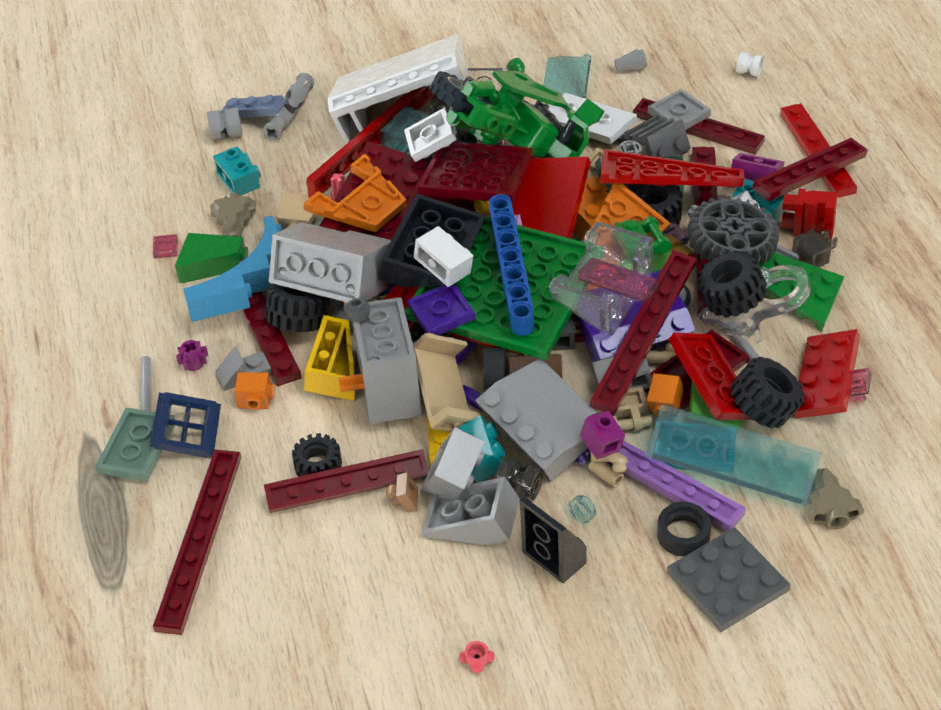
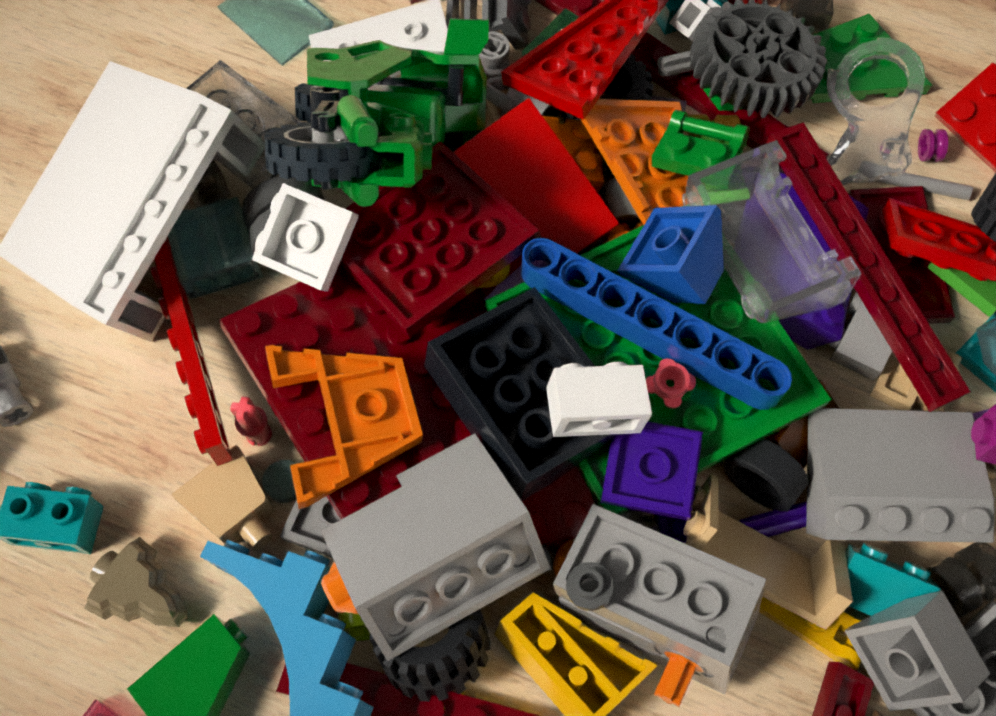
camera: 55 degrees left, 20 degrees up
(489, 289) = (675, 372): none -> coral plate
(516, 65) = (206, 50): green hinge -> none
(555, 252) = (678, 253): none -> blue slope
(618, 279) = (796, 229): clear pink plate -> none
(664, 390) = (950, 314): orange brick -> none
(732, 284) = (848, 90): black tyre -> none
(780, 345) = (932, 145): none -> magenta bush

